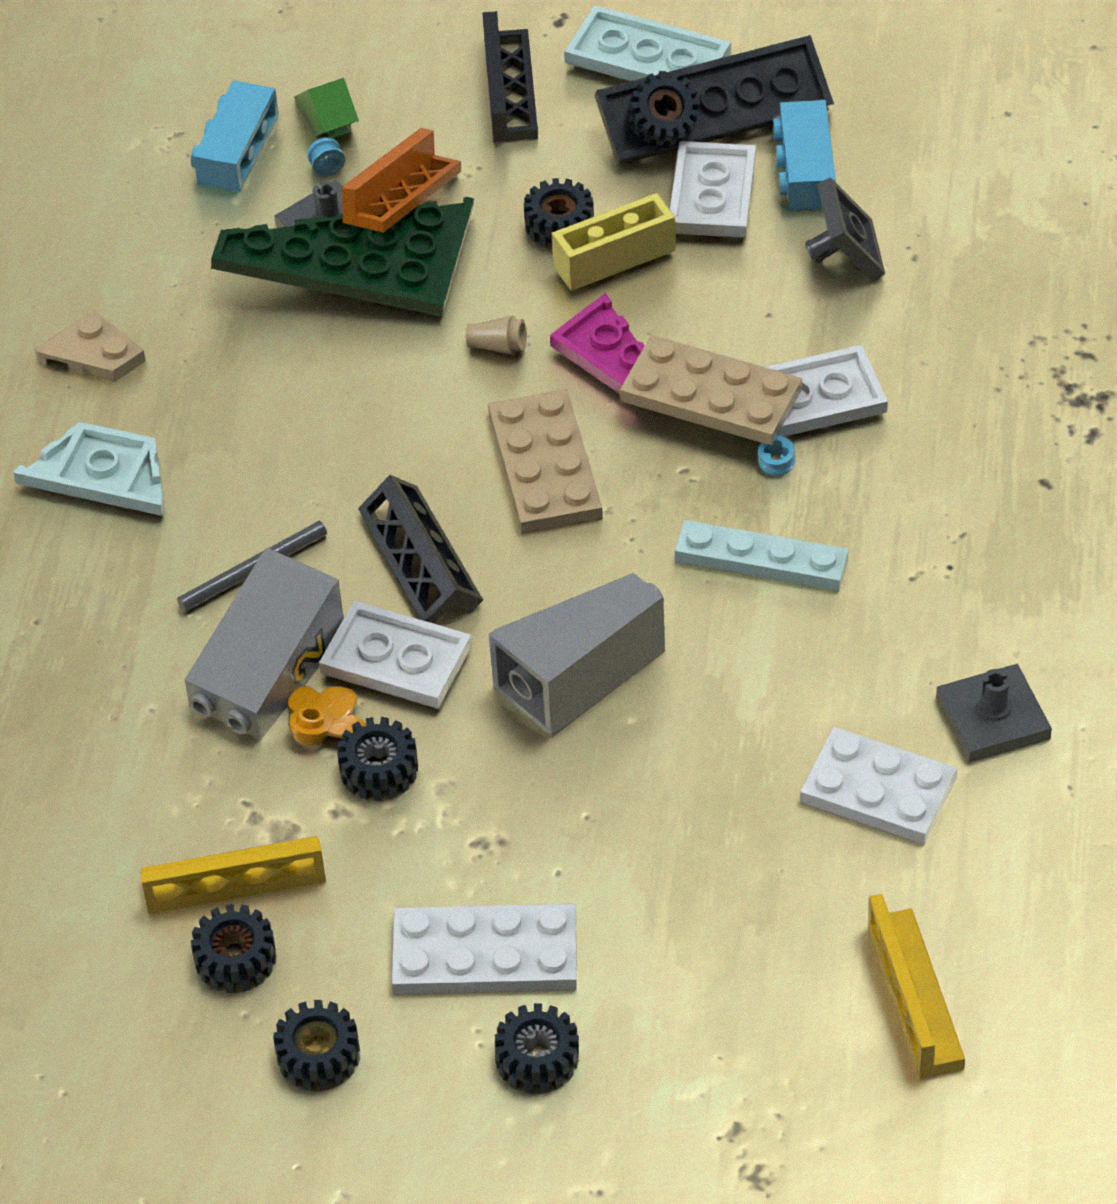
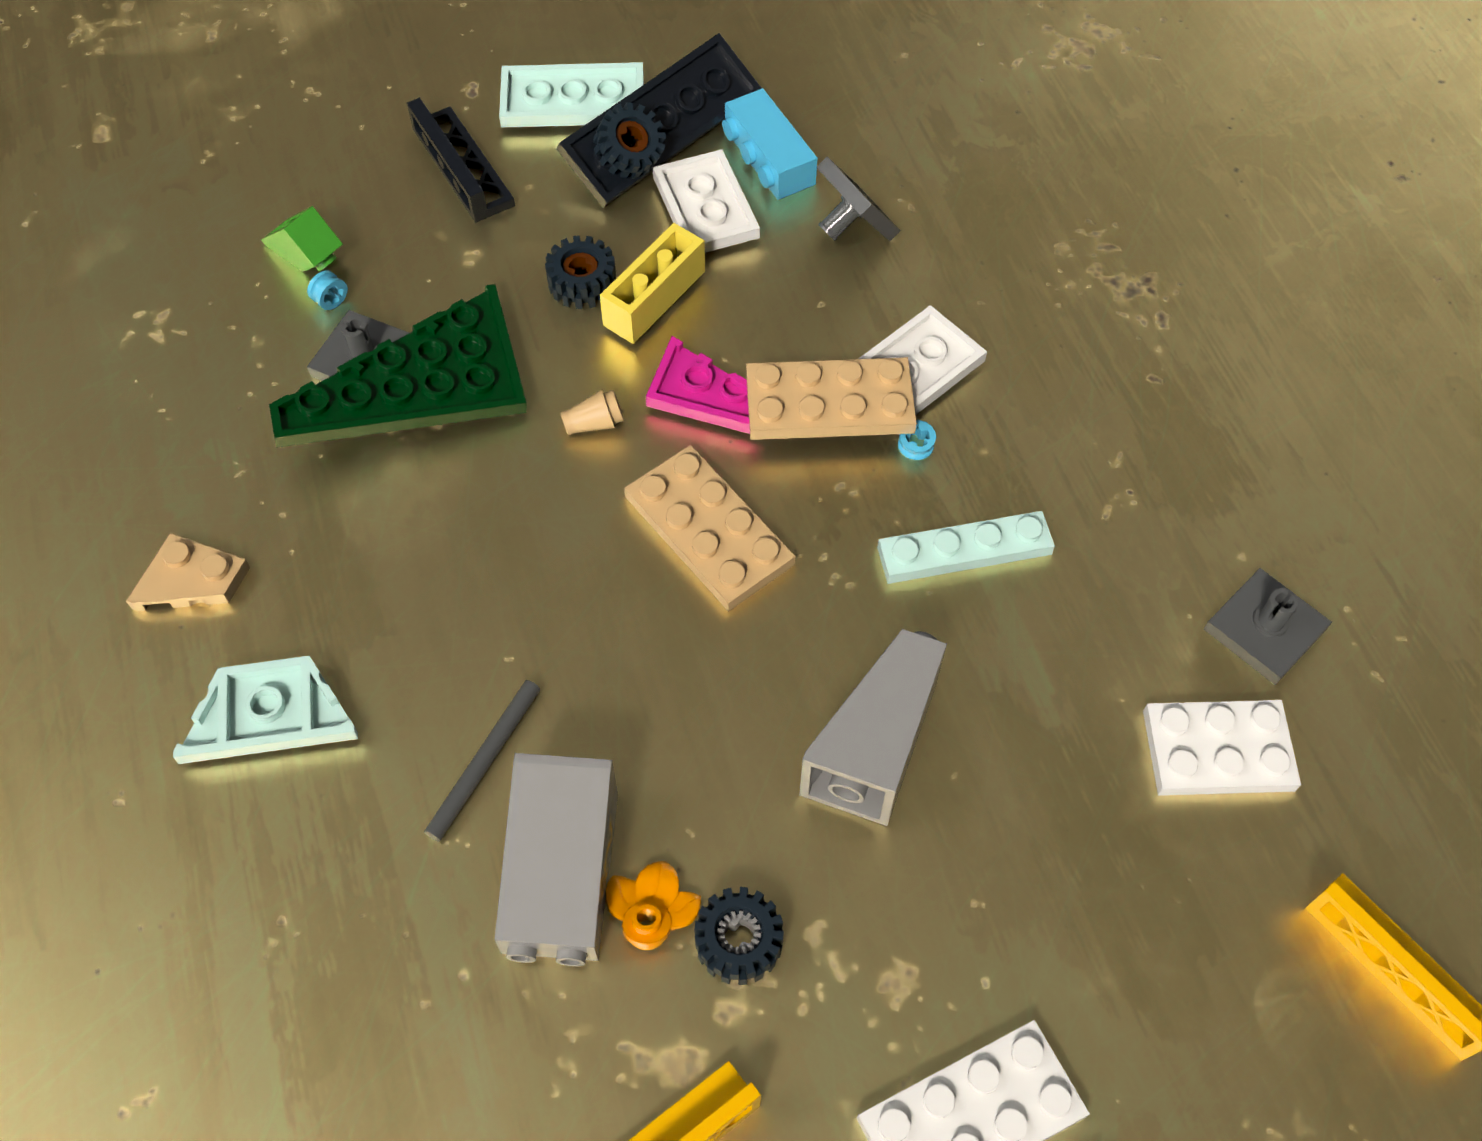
camera: 30 degrees left, 10 degrees up
(235, 136) = (225, 299): medium azure brick -> none
(395, 654) = (688, 803): white plate -> none
(399, 177) = (408, 296): orange fence -> none
(422, 539) = (655, 662): black fence -> none

